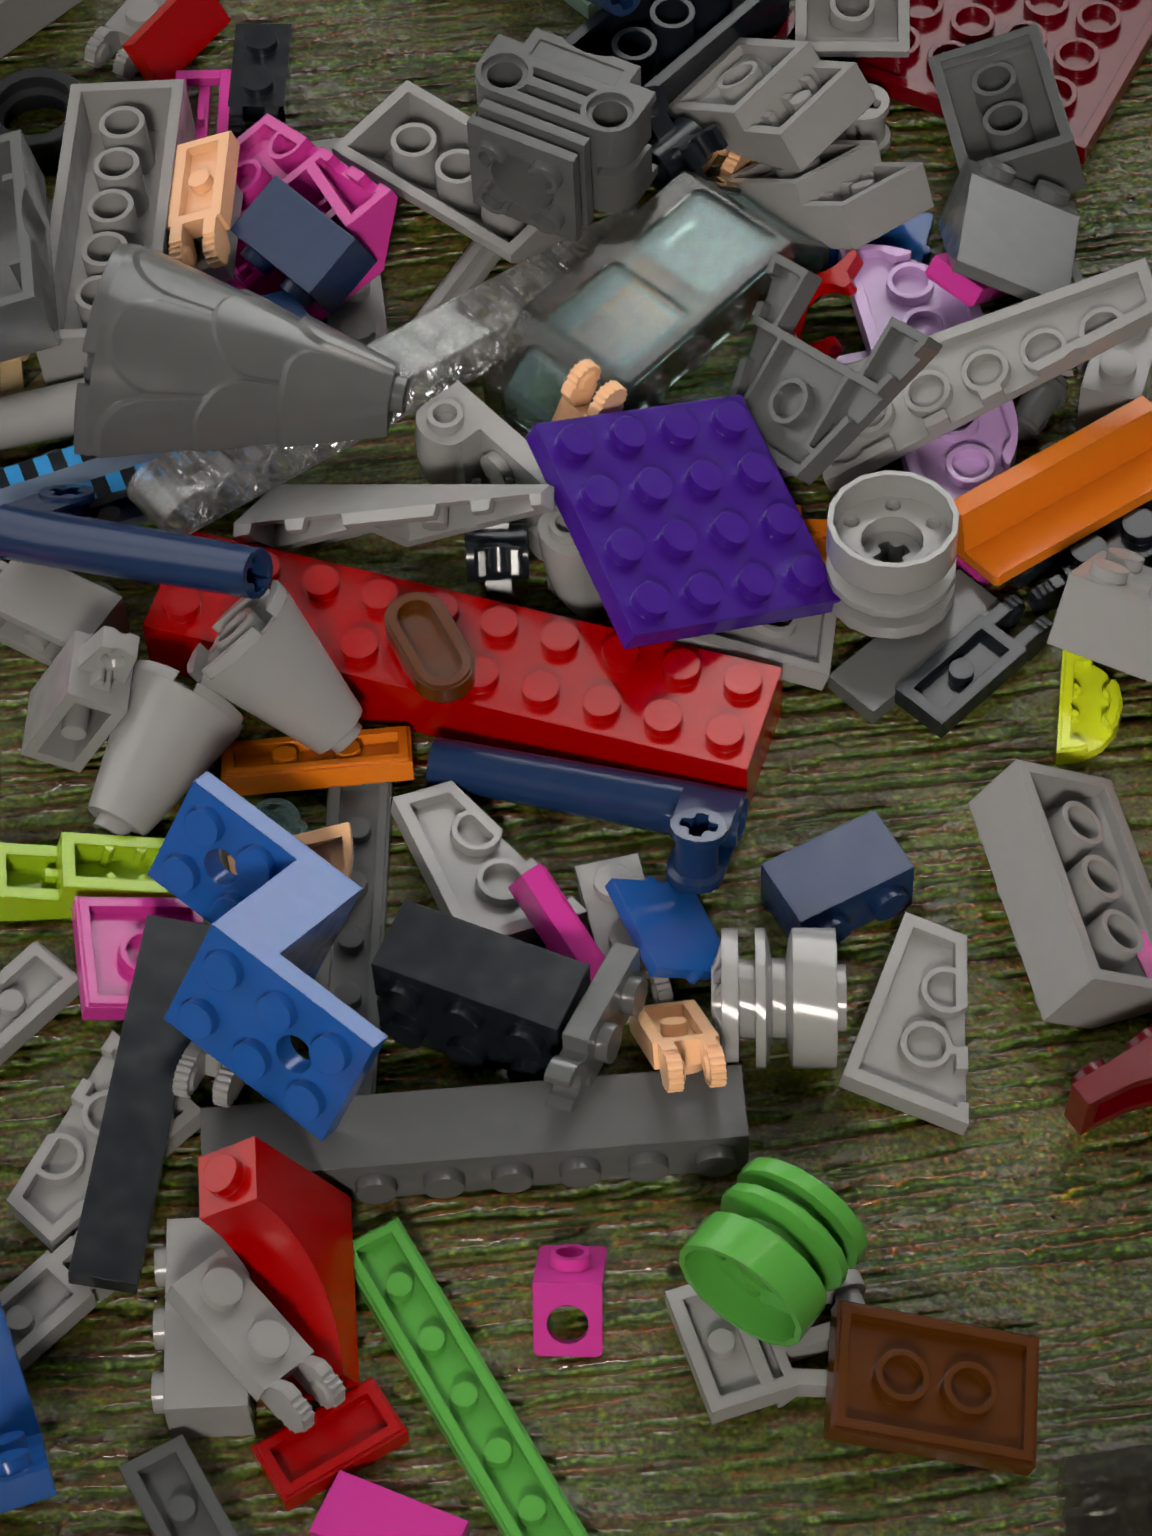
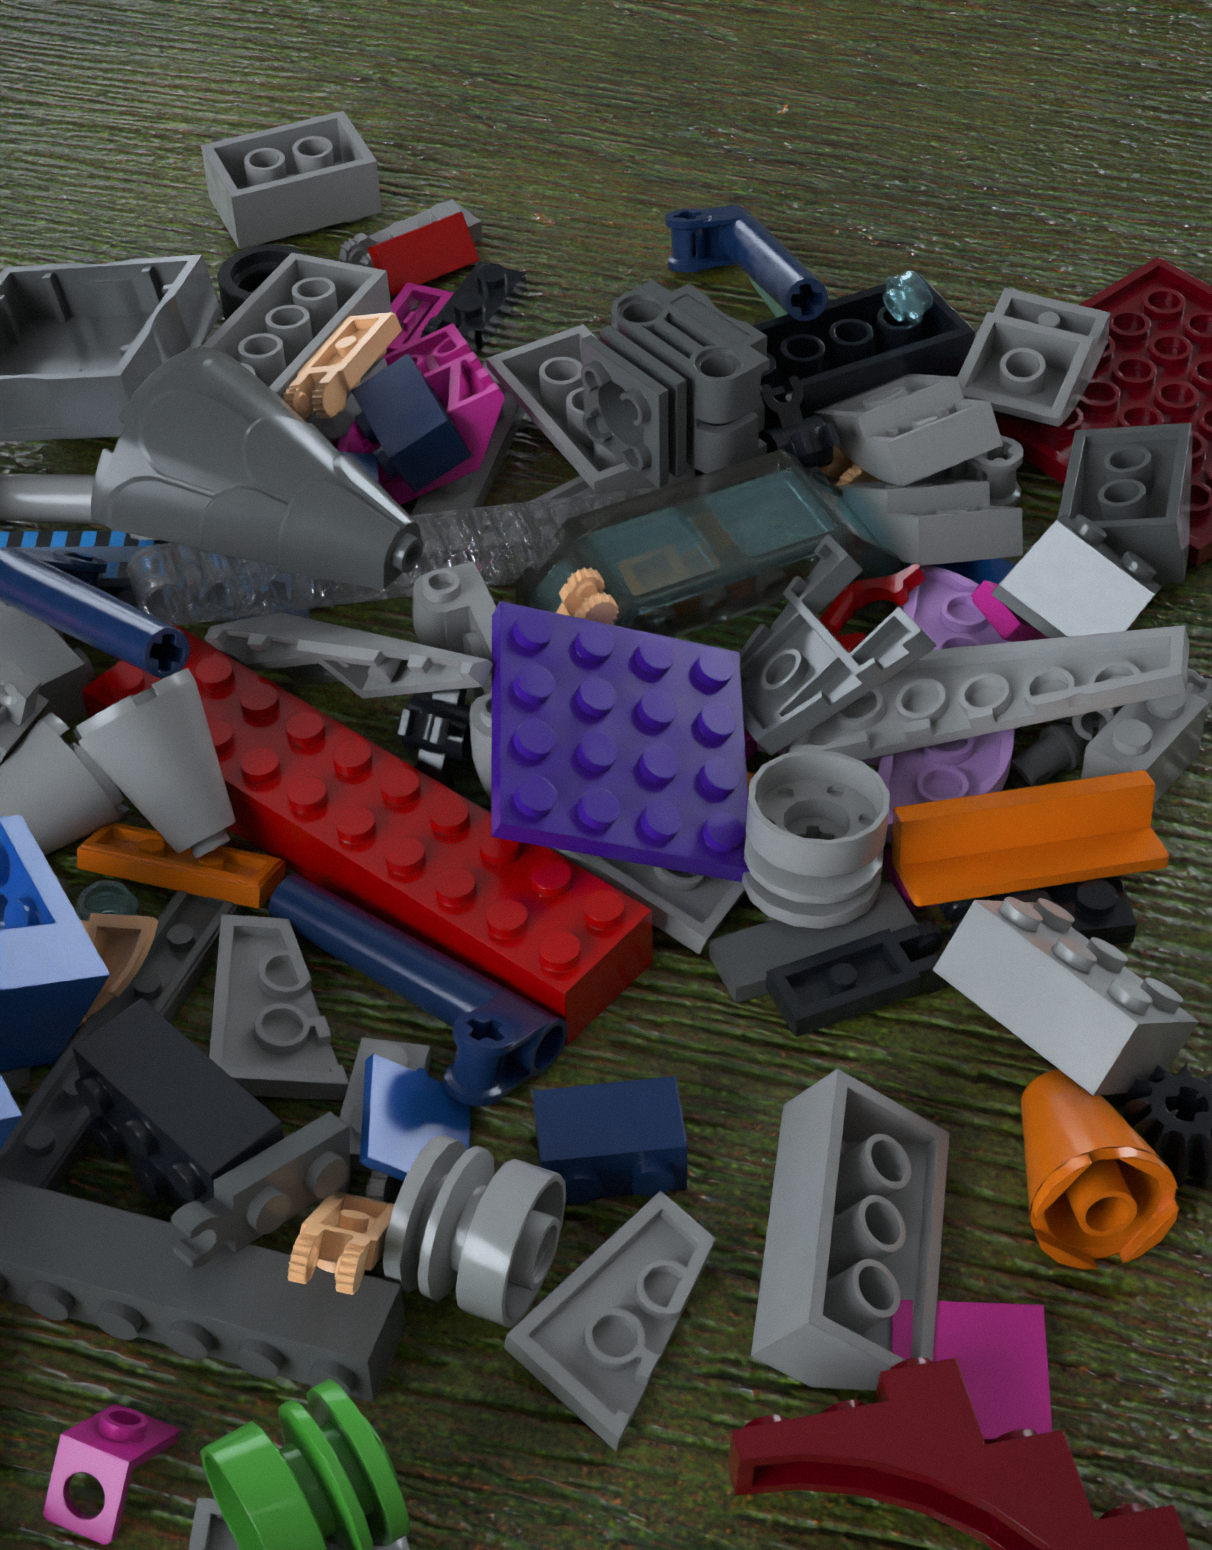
camera: 20 degrees right, 10 degrees down
(430, 647) = (317, 783): reddish brown tile -> none
(555, 917) = (298, 1068): dark pink tile -> none
(1087, 710) = (959, 1061): neon yellow tile -> none

